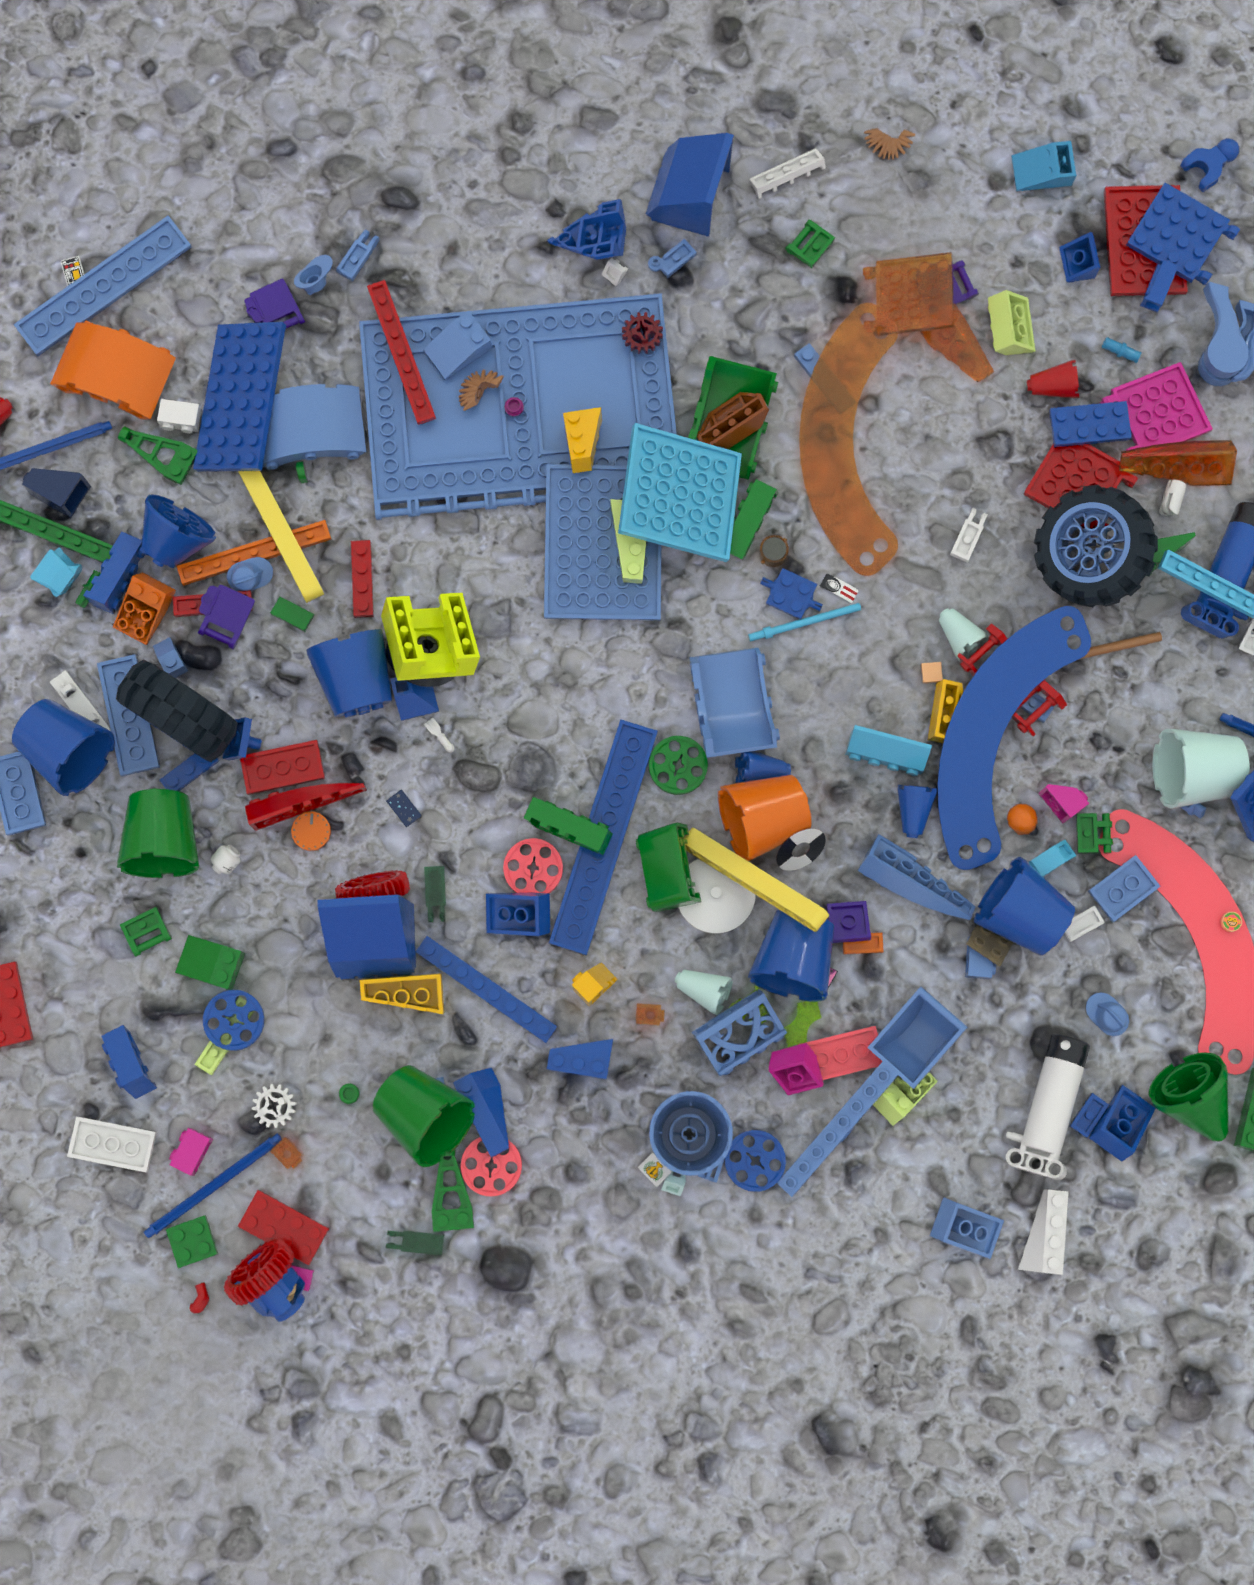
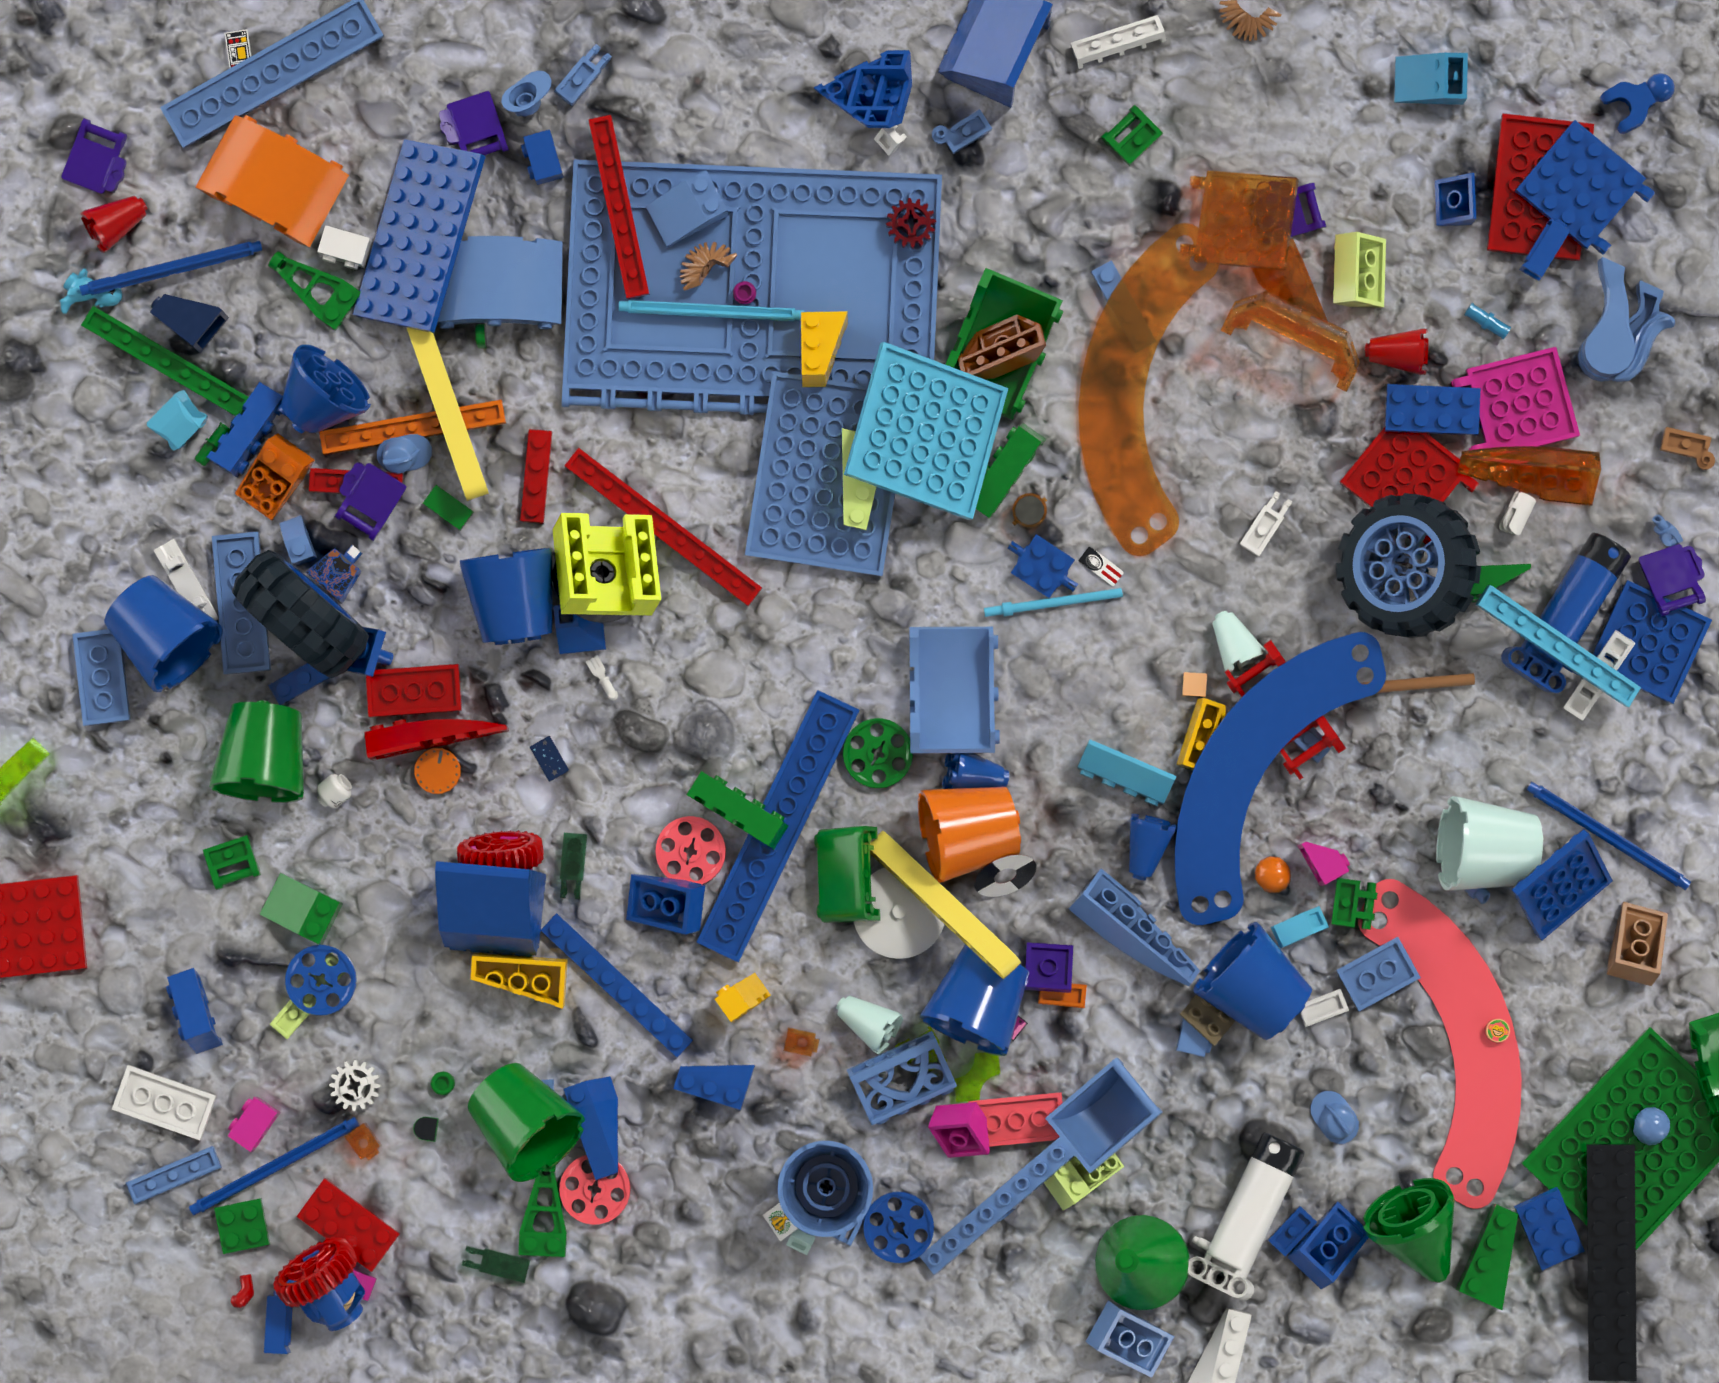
camera: 15 degrees right, 5 degrees up
(127, 1206) = (173, 1175): none -> medium blue tile
(206, 678) = (337, 572): none -> torso
(233, 1324) = (277, 1326): none -> blue window
(334, 323) = (542, 156): none -> blue brick
(340, 1134) = (426, 1128): none -> black tile
(475, 605) = (664, 527): none -> red plate
(488, 424) = (710, 310): none -> medium azure piece
(967, 1160) = (1142, 1262): none -> green cone
(973, 369) = (1299, 326): none -> clear orange windscreen

